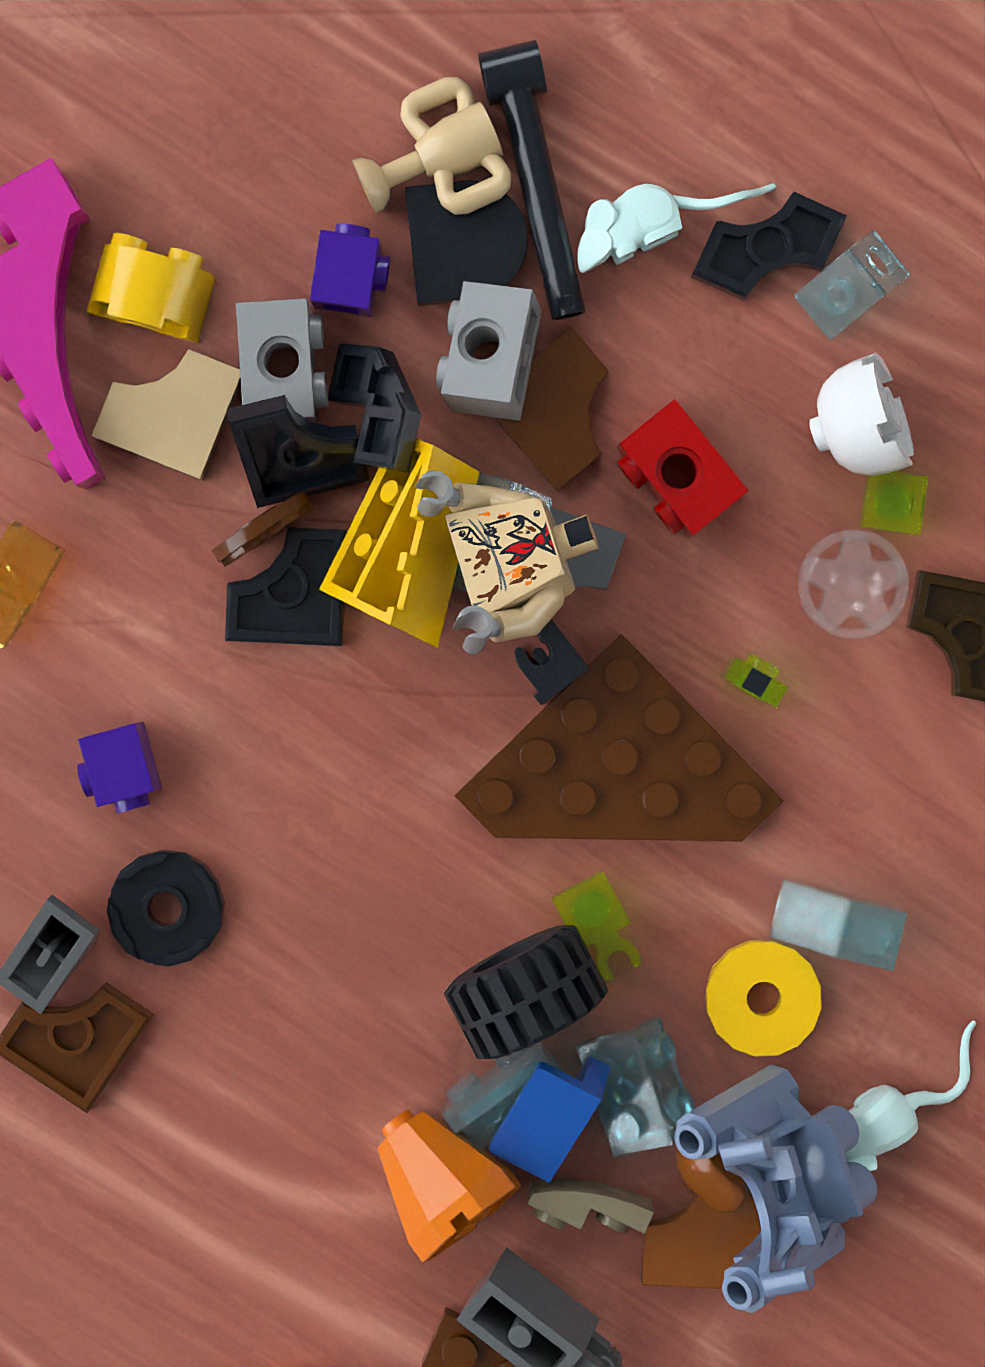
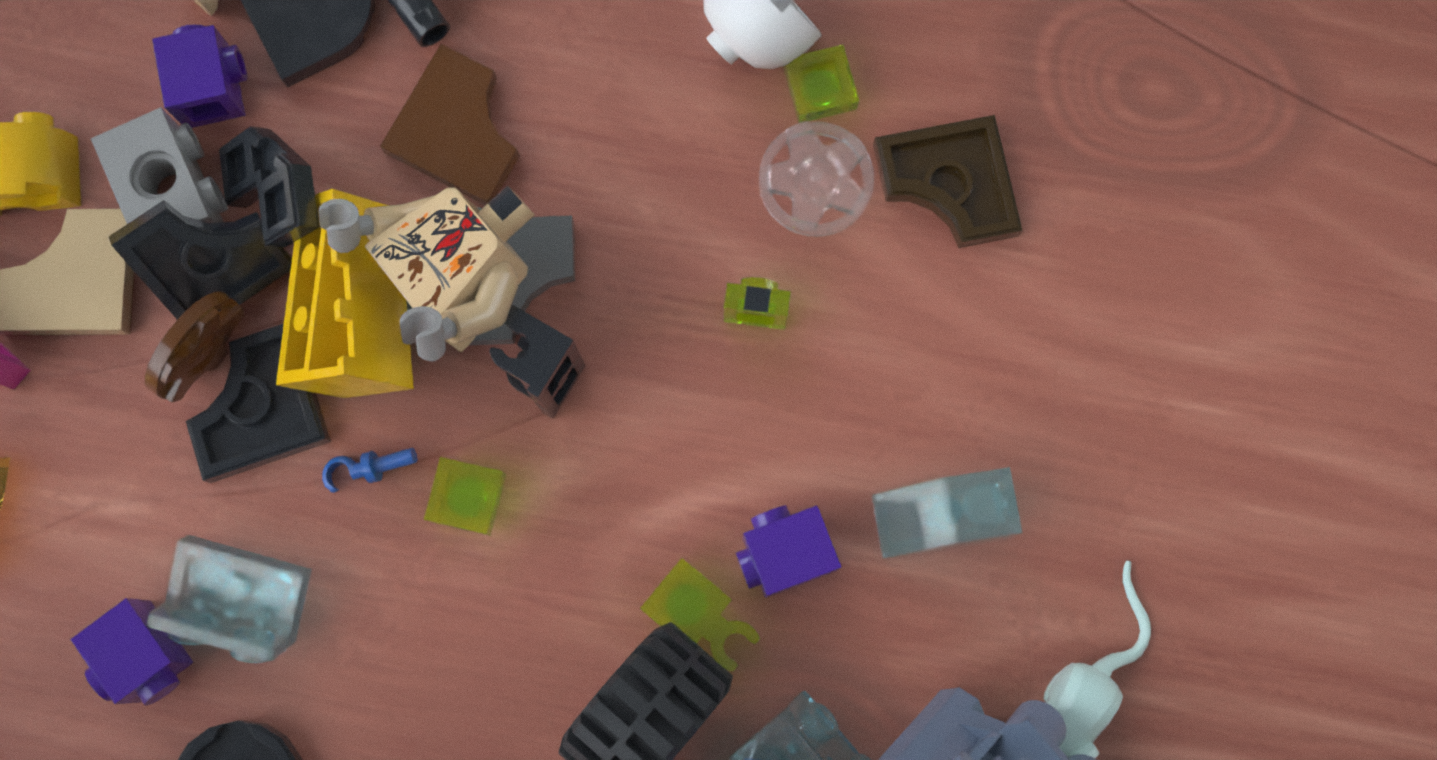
camera: 25 degrees left, 10 degrees down
(216, 755) = (232, 600): none -> clear light blue bracket
(369, 684) = (369, 467): none -> blue hand
(441, 745) = (465, 496): none -> clear neon green plate
(498, 383) = (365, 90): light grey brick -> none
(619, 763) = (654, 443): reddish brown plate -> none
(675, 435) = (581, 103): red brick -> none
(692, 901) = (786, 550): none -> dark purple brick
(787, 1022) = (940, 615): yellow tile -> none

